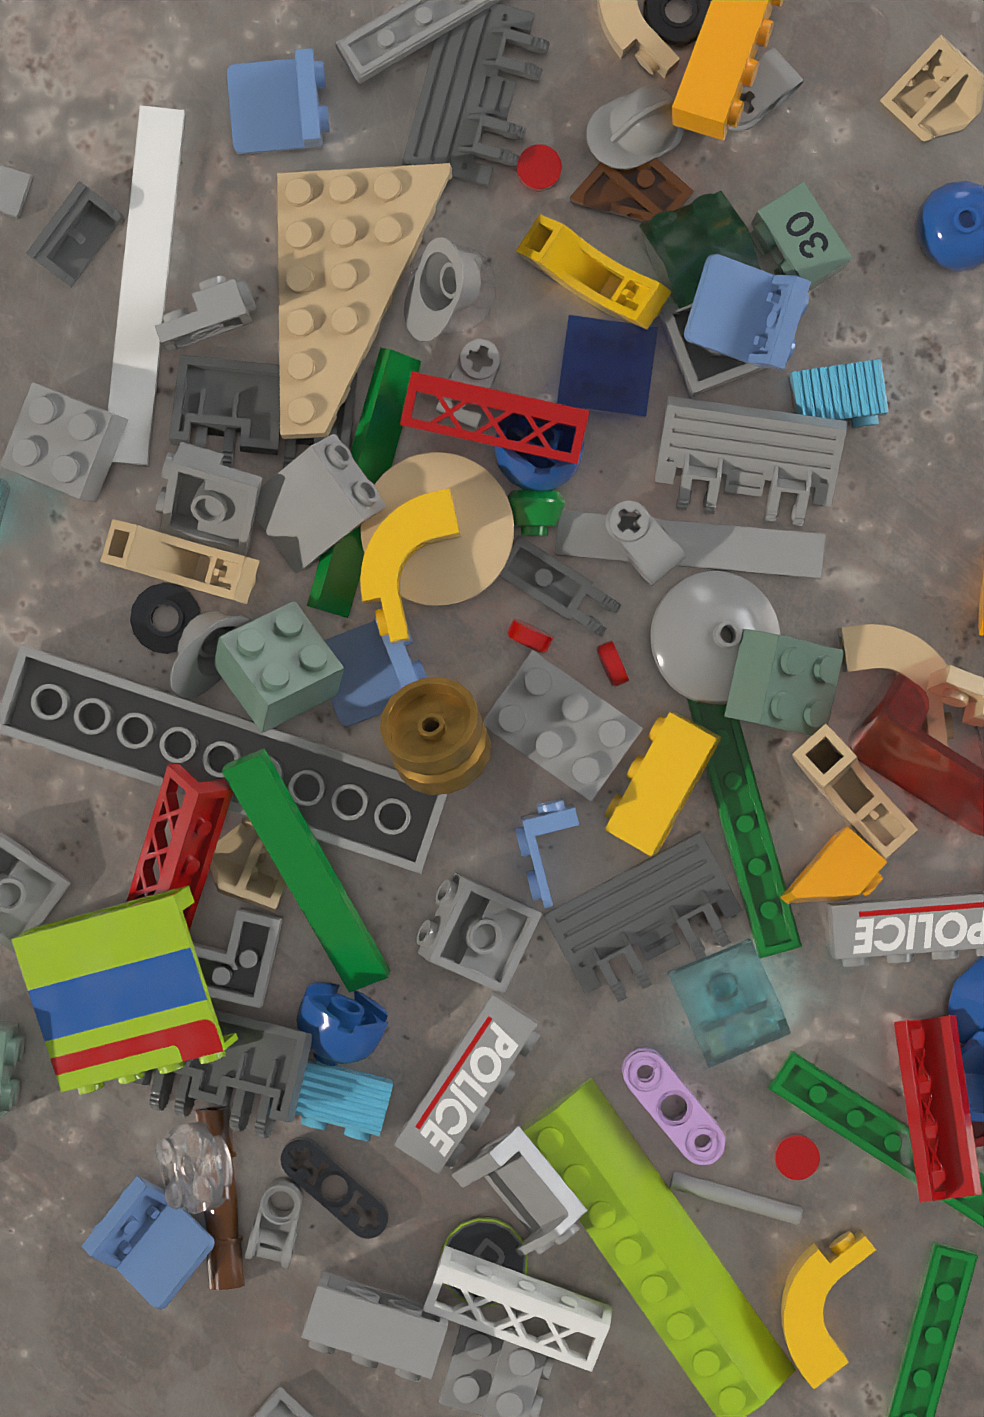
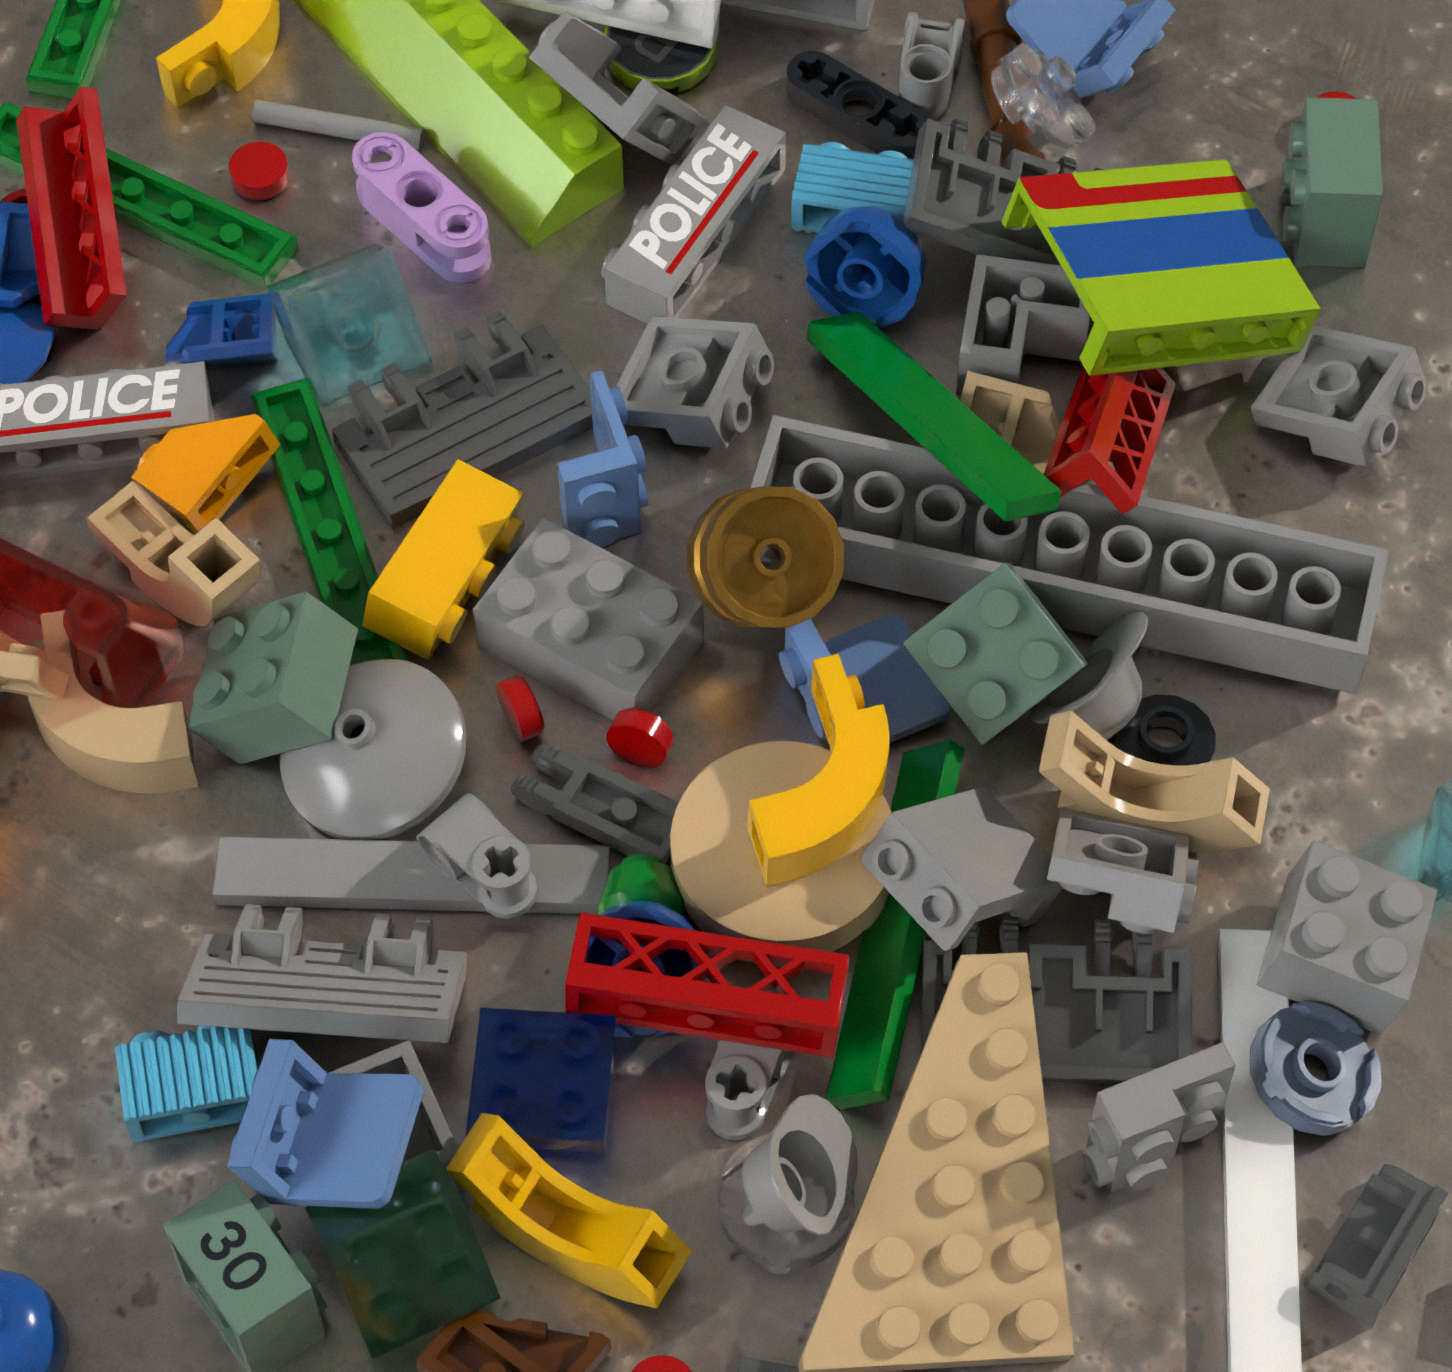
camera: 175 degrees right, 30 degrees down
(120, 362) = (1292, 1091): none -> sand blue tile
(821, 999) = (226, 332): none -> blue slope

